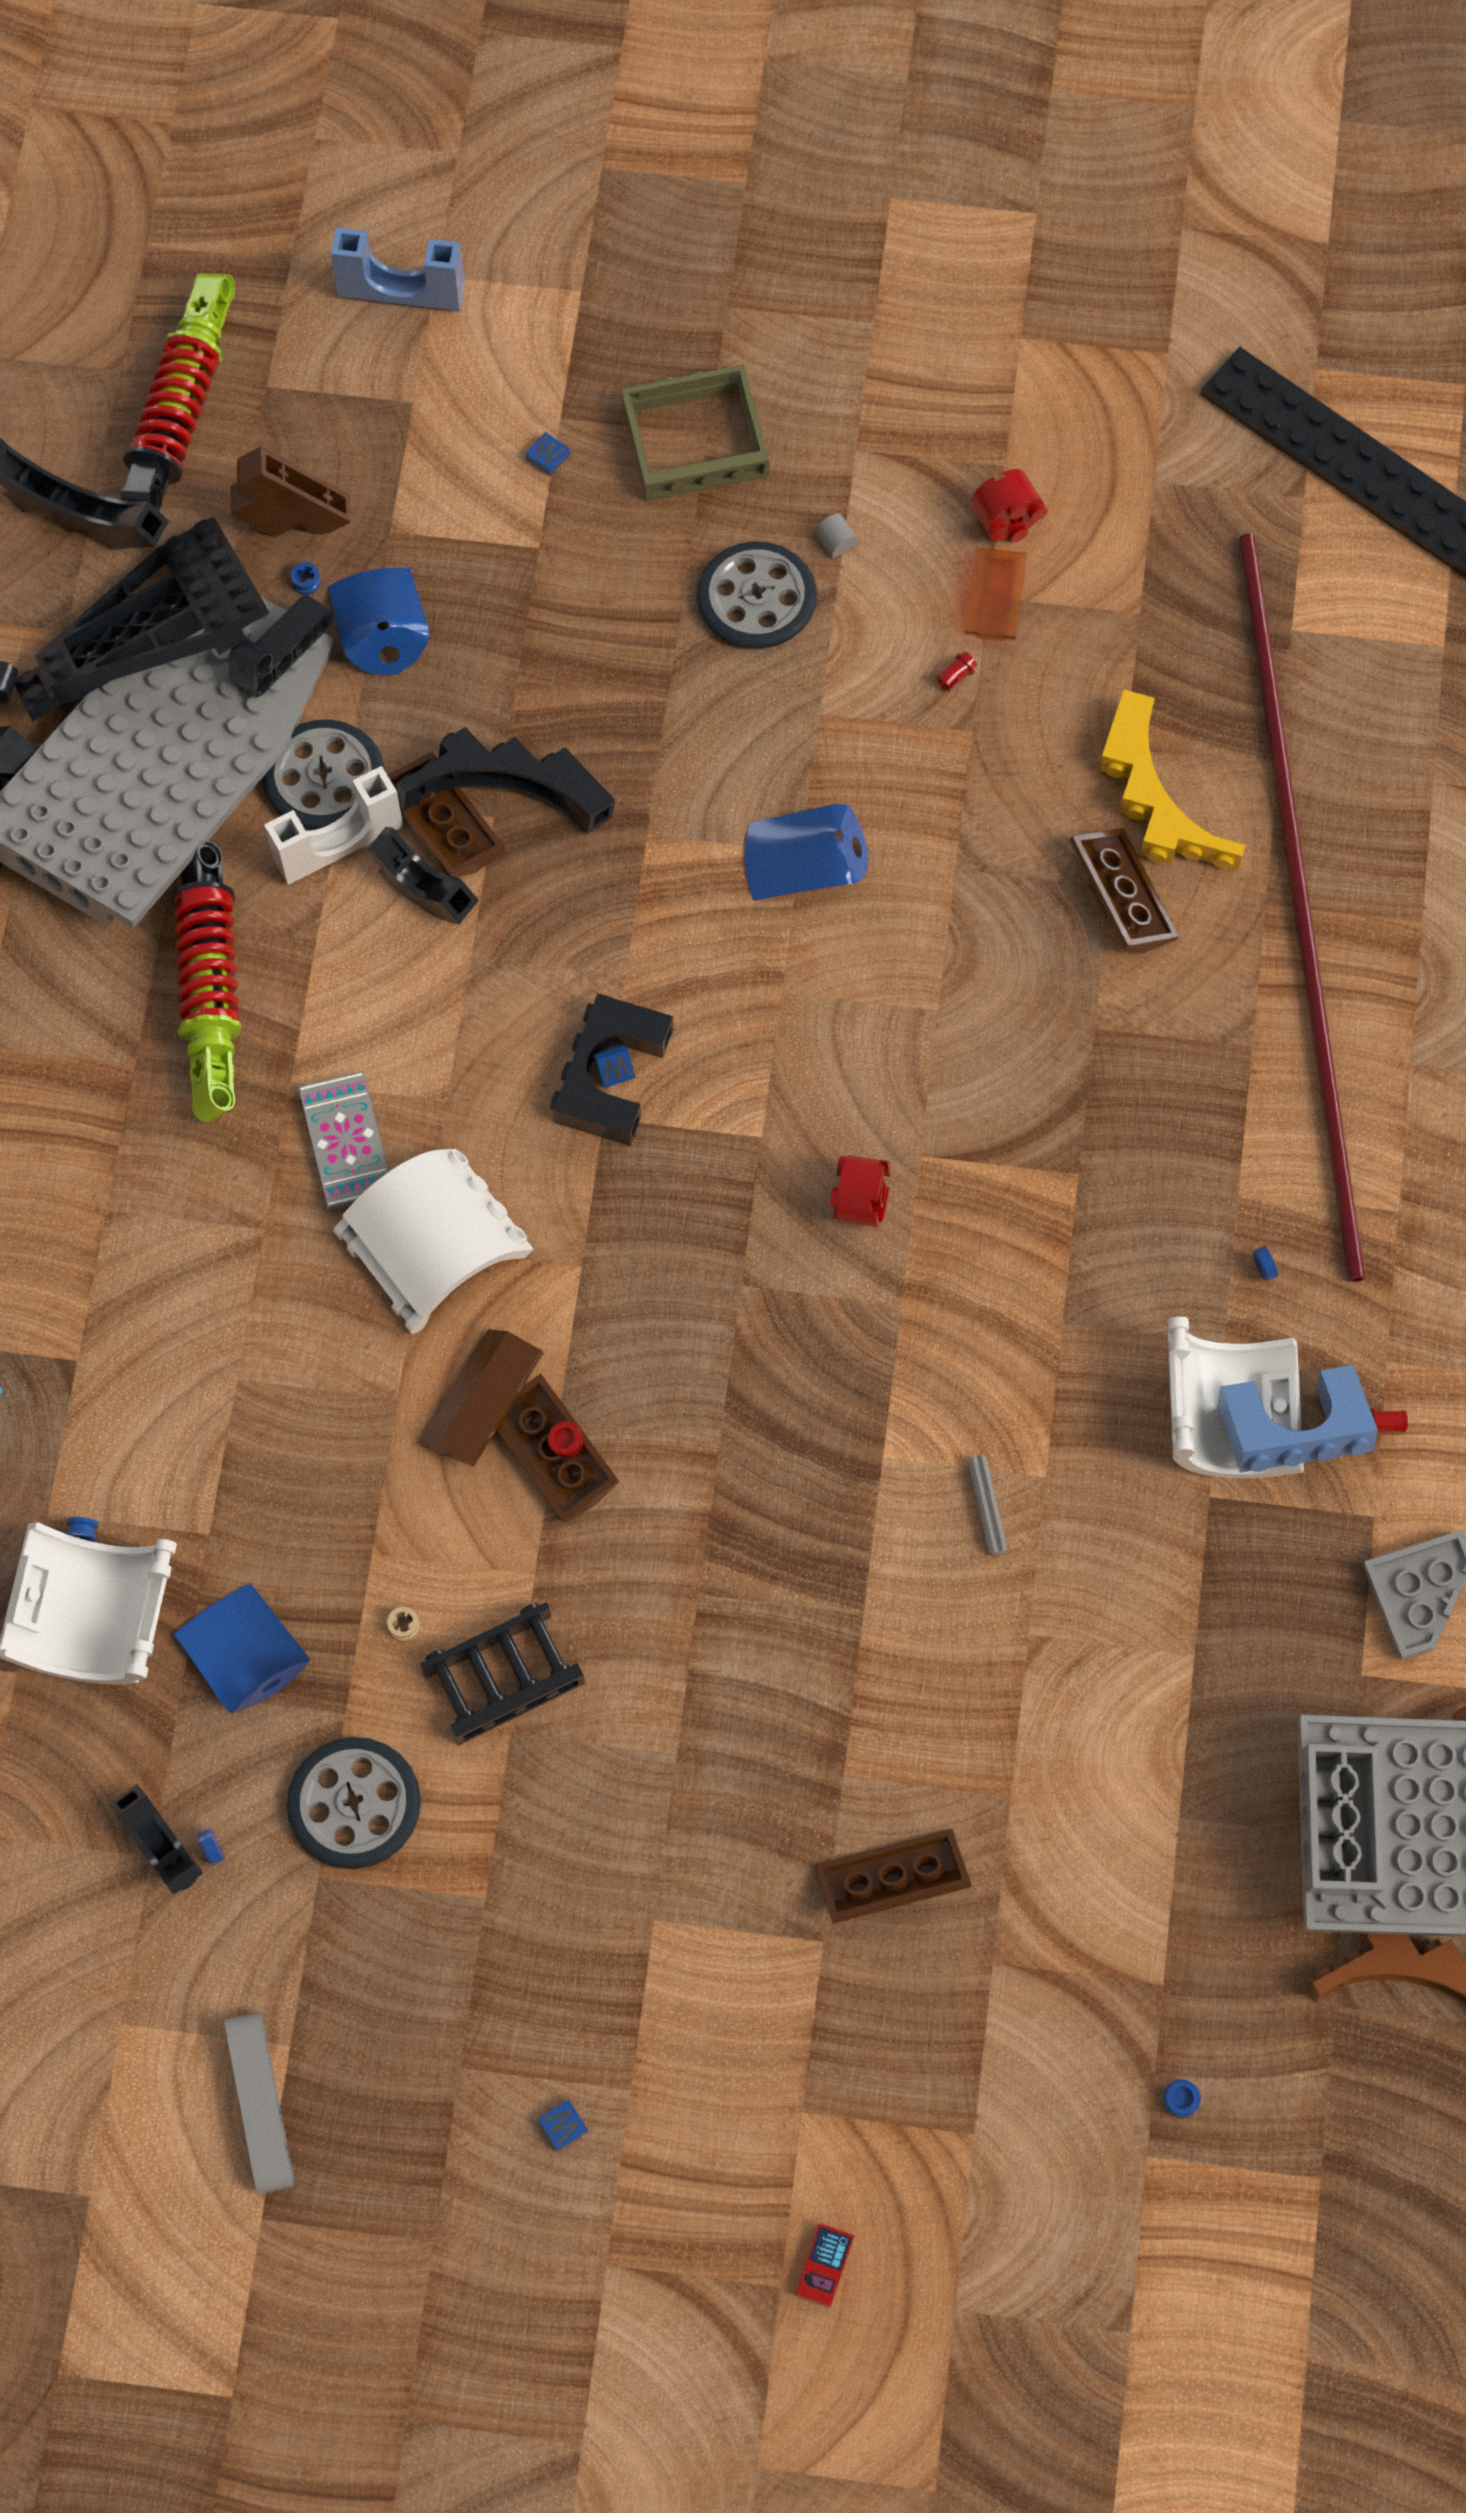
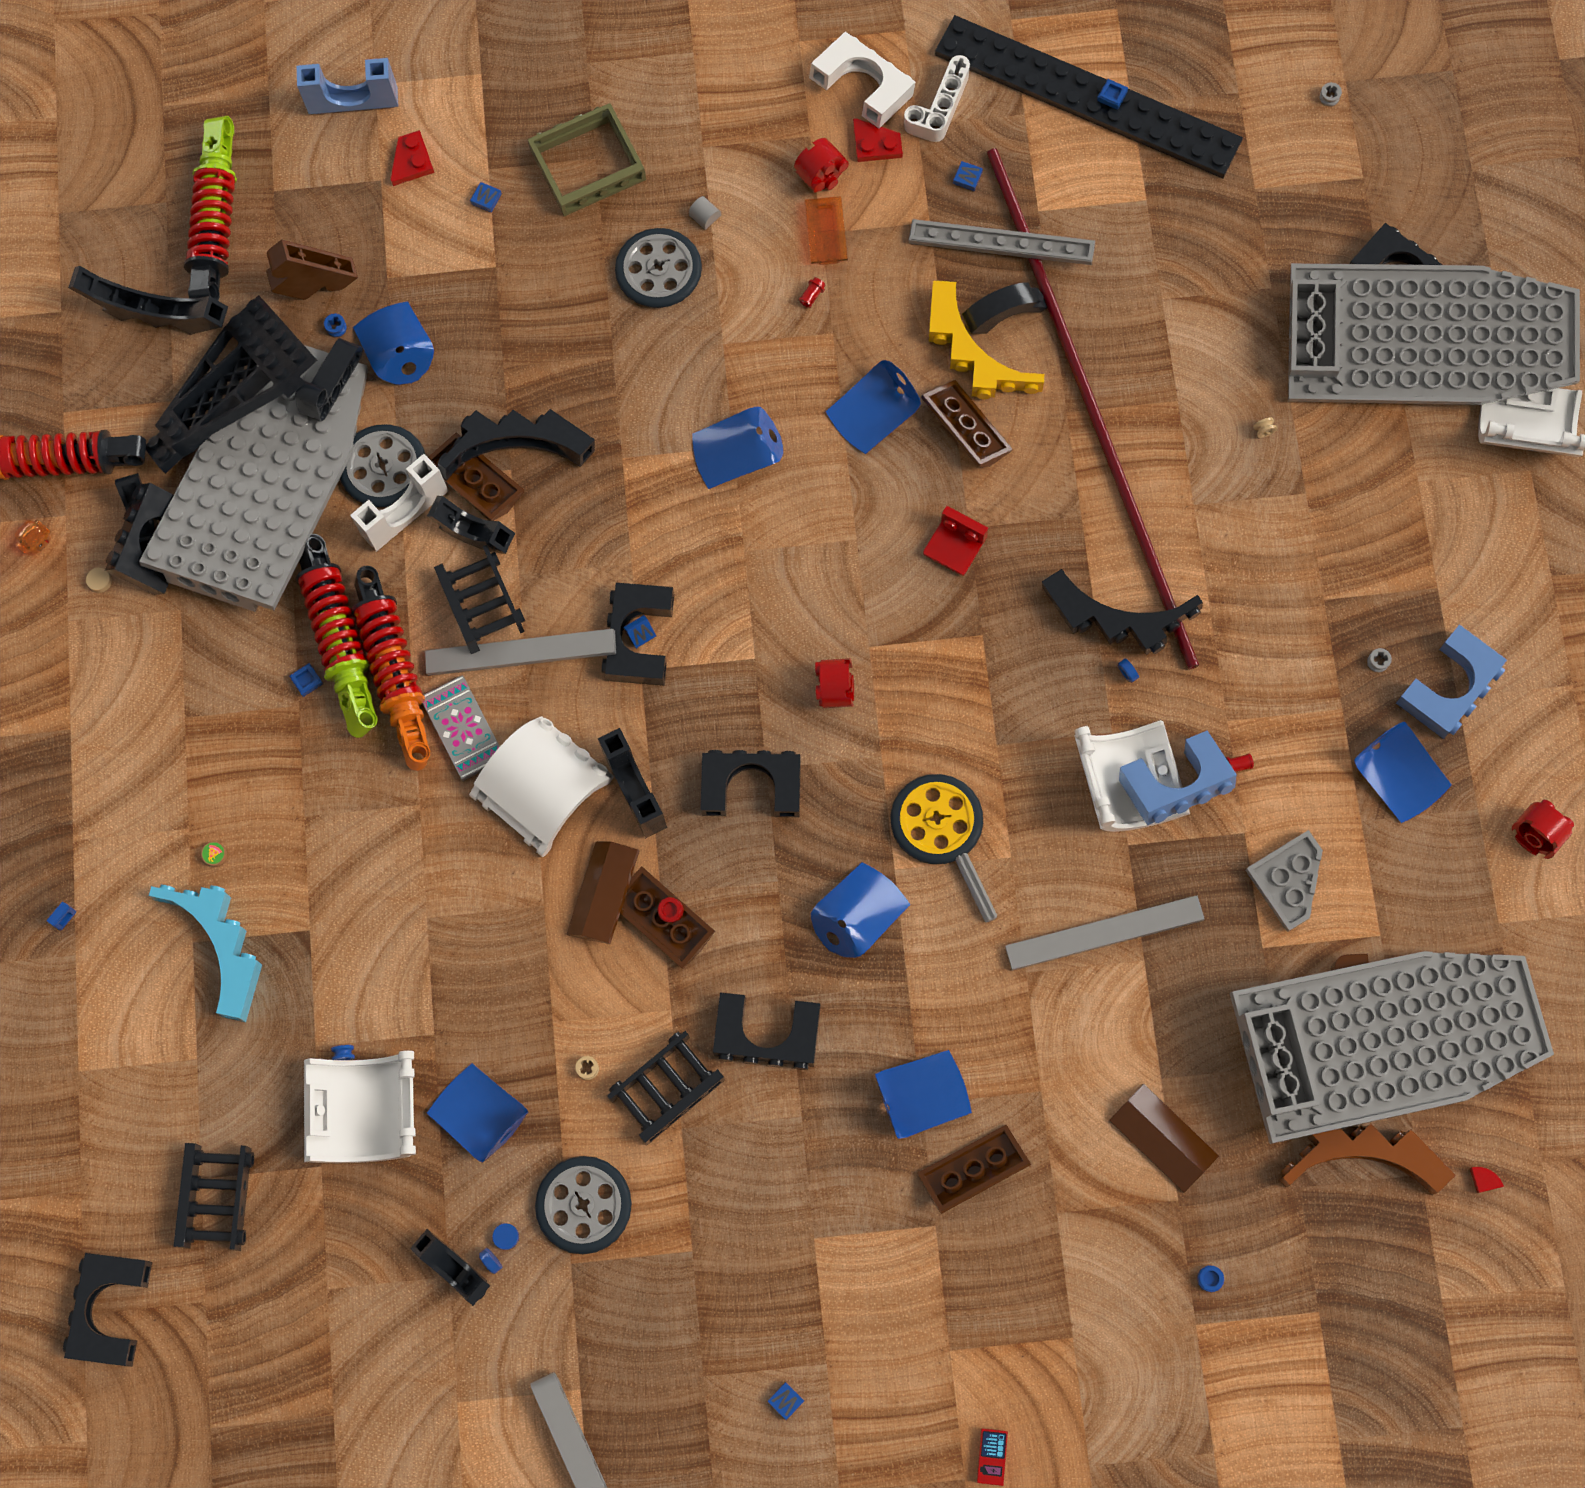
camera: 10 degrees left, 5 degrees up
(153, 1032) = (306, 679): none -> blue tile
(239, 1820) = (505, 1236): none -> blue tile
(270, 1036) = (390, 666): none -> piece
(385, 993) = (464, 616): none -> black fence
(448, 1057) = (521, 652): none -> light grey tile
(459, 383) = (410, 159): none -> red wing
(554, 1260) = (632, 783): none -> black arch
(680, 1269) = (721, 767): none -> black arch
(690, 1663) = (796, 1050): none -> black arch
(832, 1496) = (865, 903): none -> blue piece
(849, 1761) = (923, 1094): none -> blue piece
(981, 1366) = (948, 788): none -> wedge
(1004, 839) = (874, 407): none -> blue piece
(1072, 1040) = (956, 541): none -> red bracket
(1084, 370) = (850, 55): none -> white arch
(1092, 492) = (875, 142): none -> red wing
(1148, 1605) = (1104, 933): none -> light grey tile
(1163, 1896) = (1164, 1138): none -> reddish brown slope
(1198, 452) = (943, 98): none -> white beam
(1206, 563) = (968, 176): none -> blue tile
(1209, 741) = (1001, 304): none -> black arch
(1231, 659) = (1002, 242): none -> light grey tile
(1263, 1198) = (1147, 628): none -> black arch
(1429, 495) = (1112, 94): none -> blue tile

